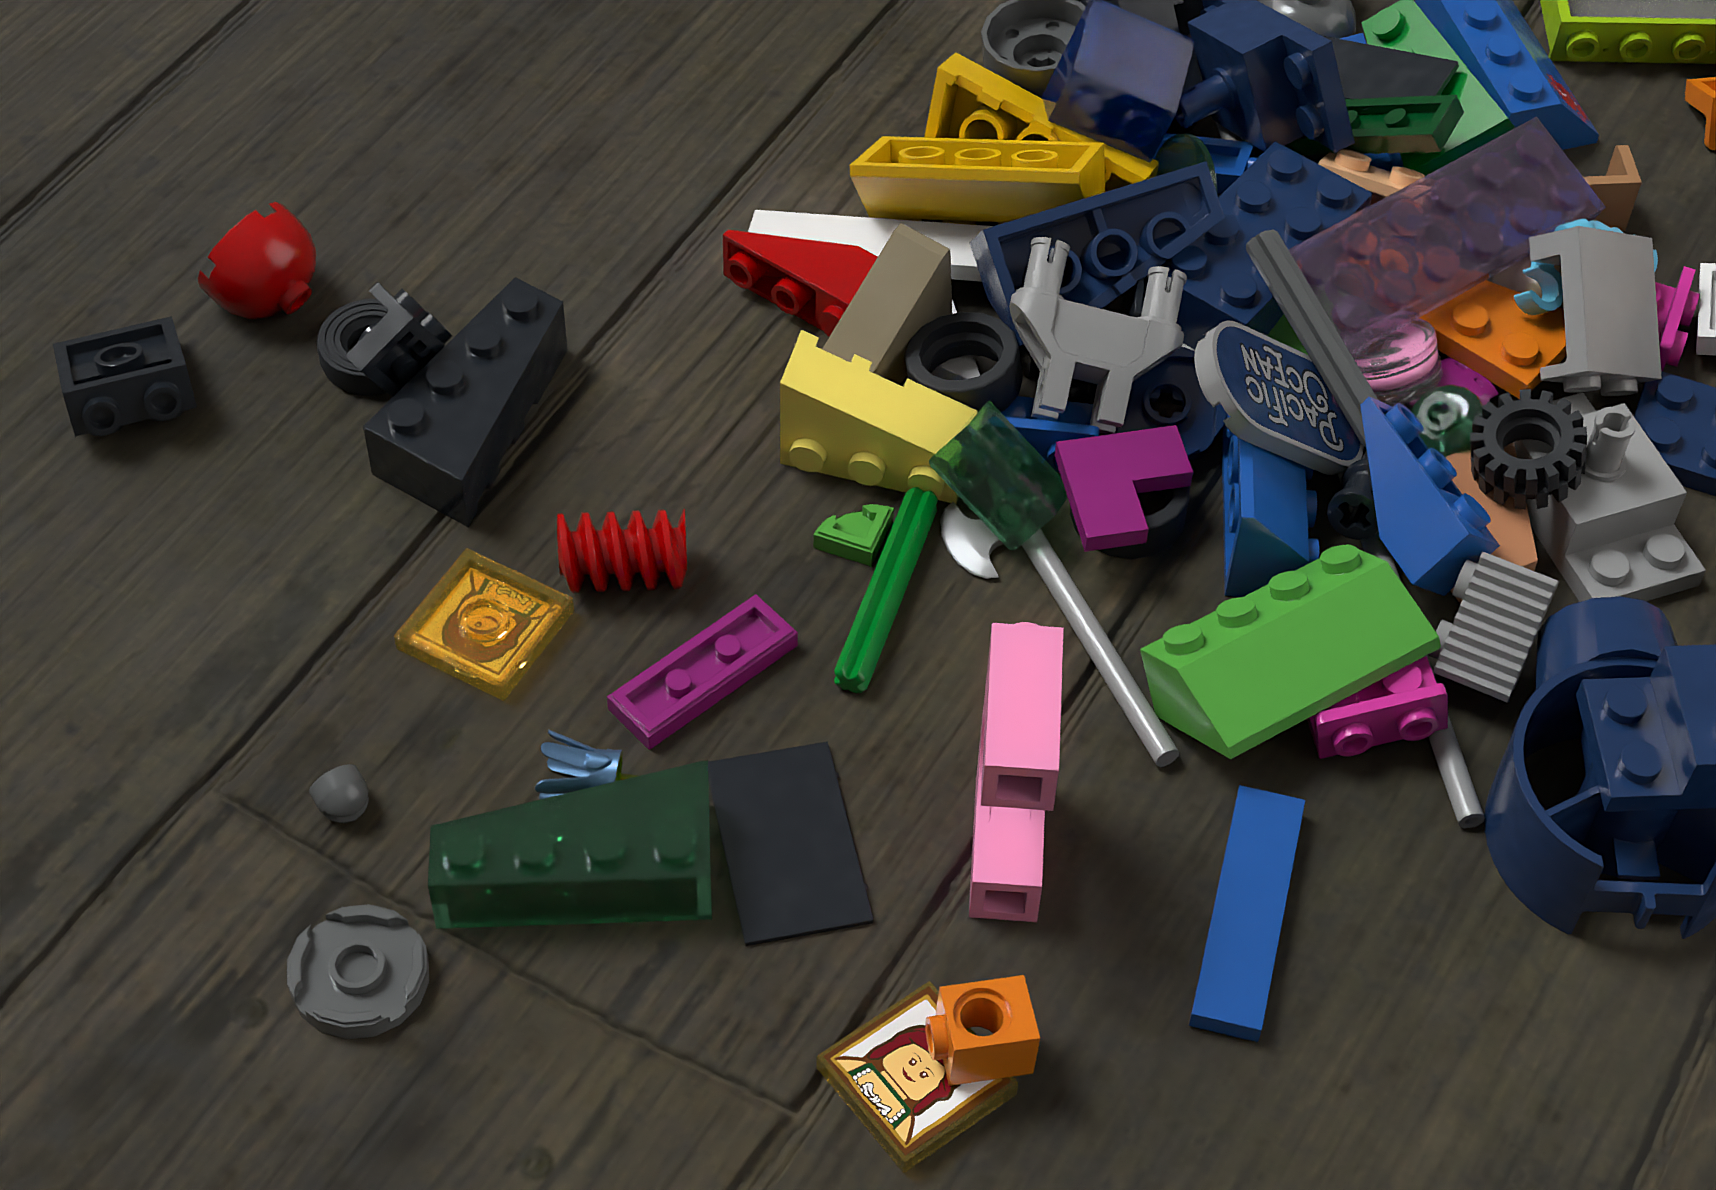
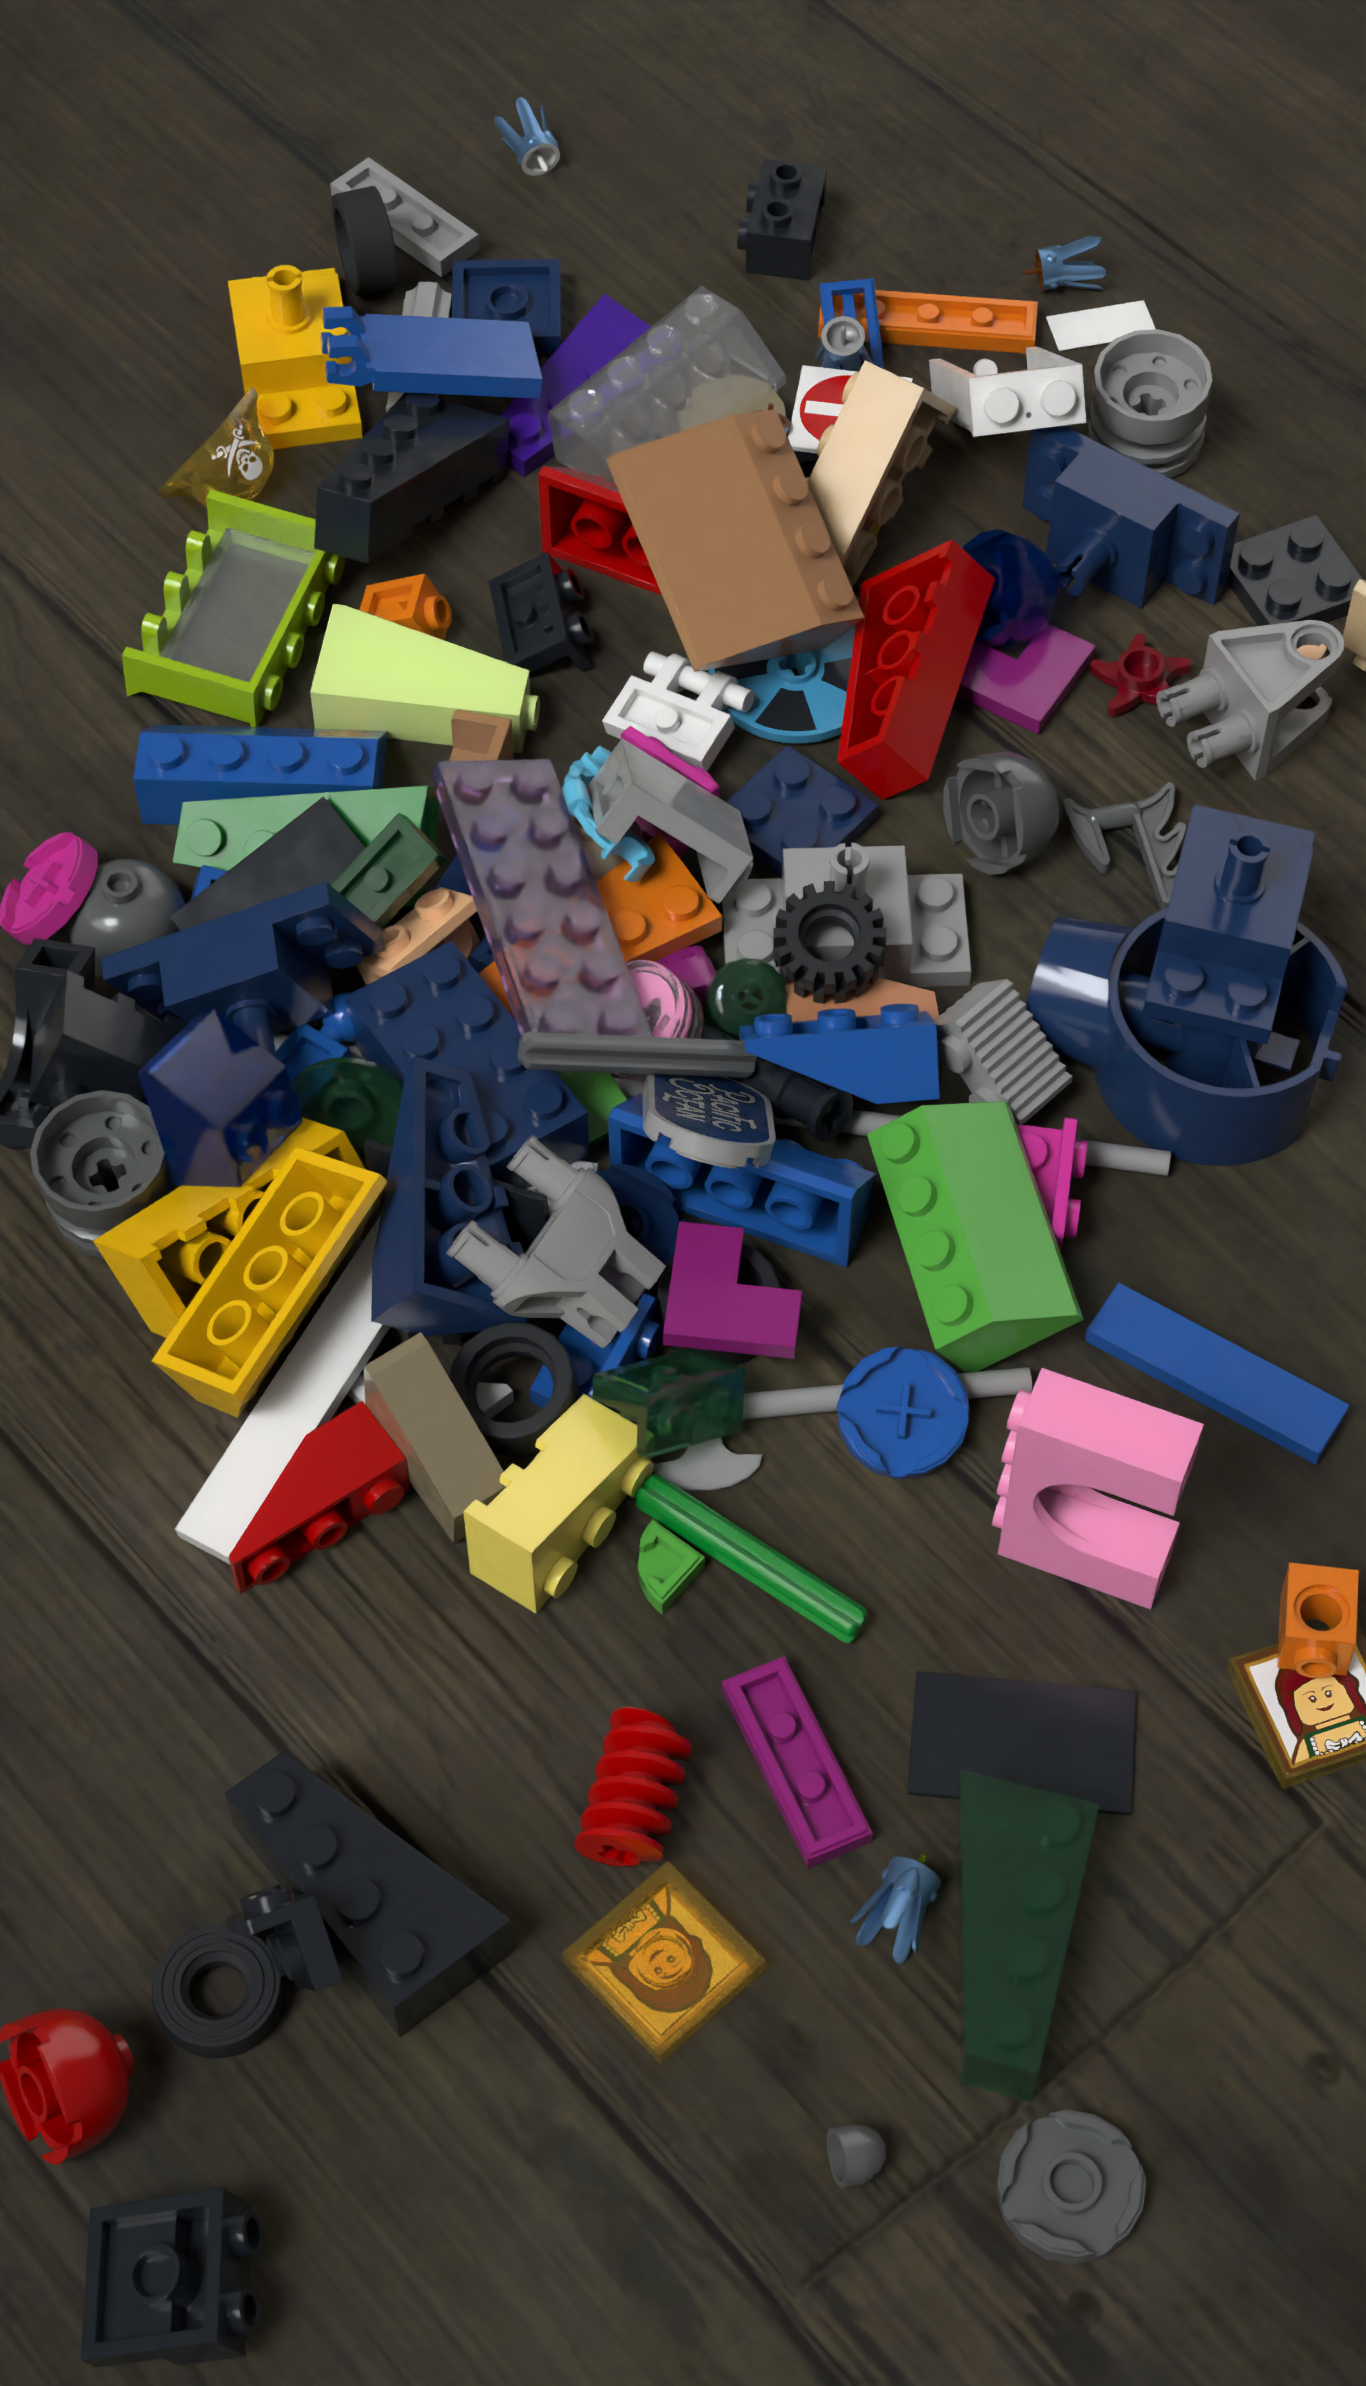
camera: 70 degrees left, 5 degrees up
(1099, 657) = (902, 1412): none -> blue tile
(1653, 108) = (411, 682): none -> yellowish green slope

